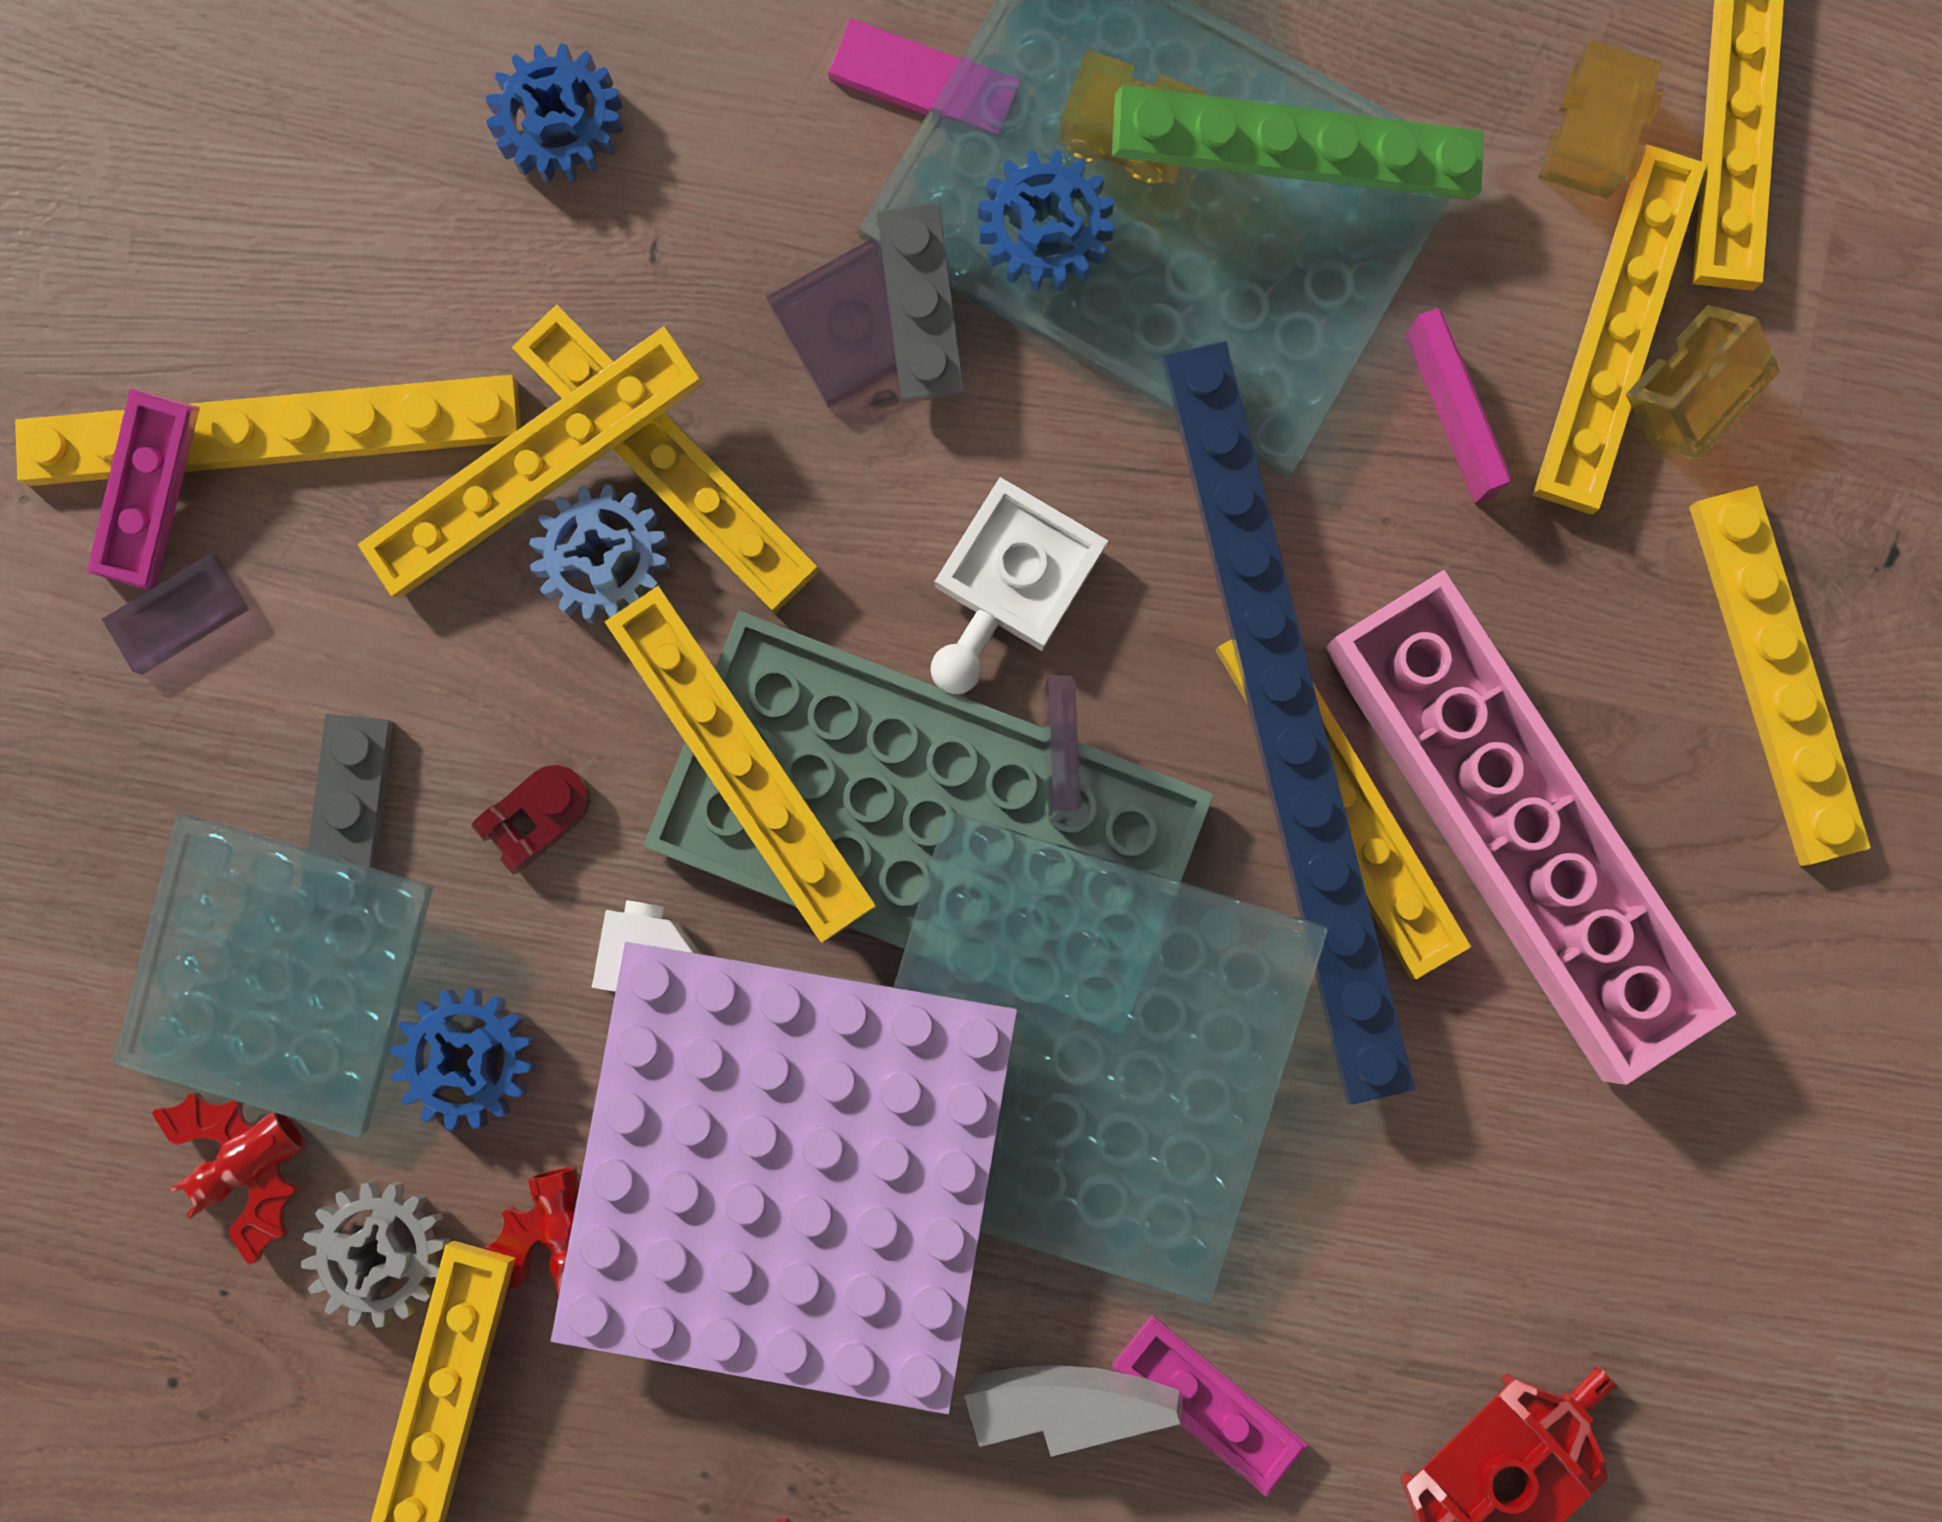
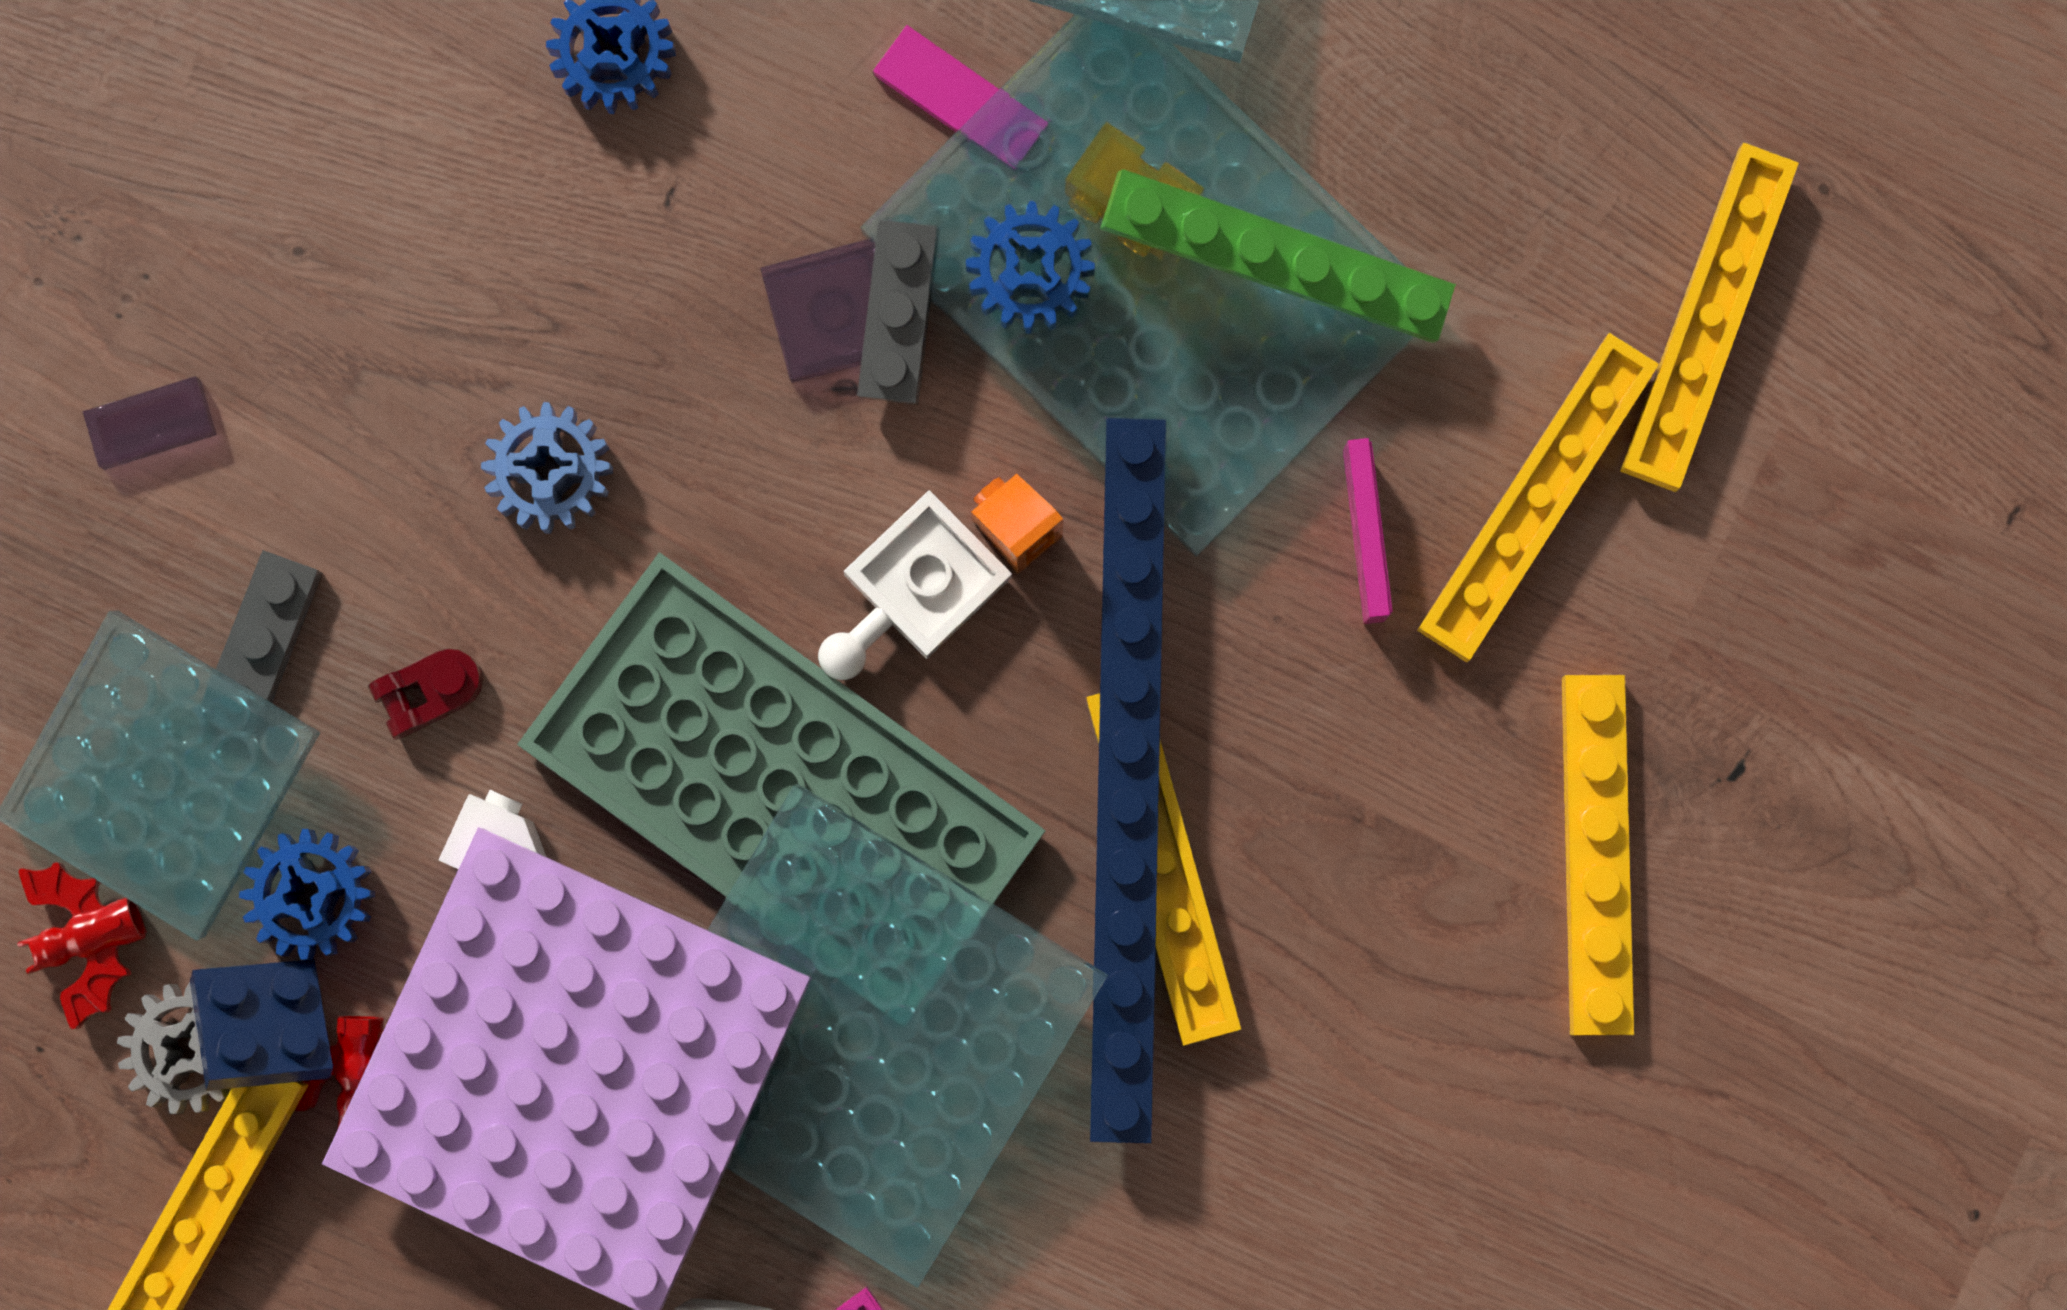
camera: 15 degrees right, 0 degrees up
(143, 489) = (149, 303): dark pink tile -> none
(287, 428) = (276, 275): yellow plate -> none
(448, 1209) = (260, 1024): none -> dark blue plate
(531, 463) = (506, 370): yellow plate -> none
(678, 472) = (629, 395): yellow plate -> none
(740, 764) = (623, 694): yellow plate -> none
(1061, 748) = (910, 755): clear purple tile -> none
(1100, 483) = (1016, 521): none -> orange slope
(1528, 831) = (1318, 934): bright pink brick -> none
(1604, 112) = (1587, 282): clear yellow brick -> none
(1705, 384) = (1597, 569): clear yellow brick -> none

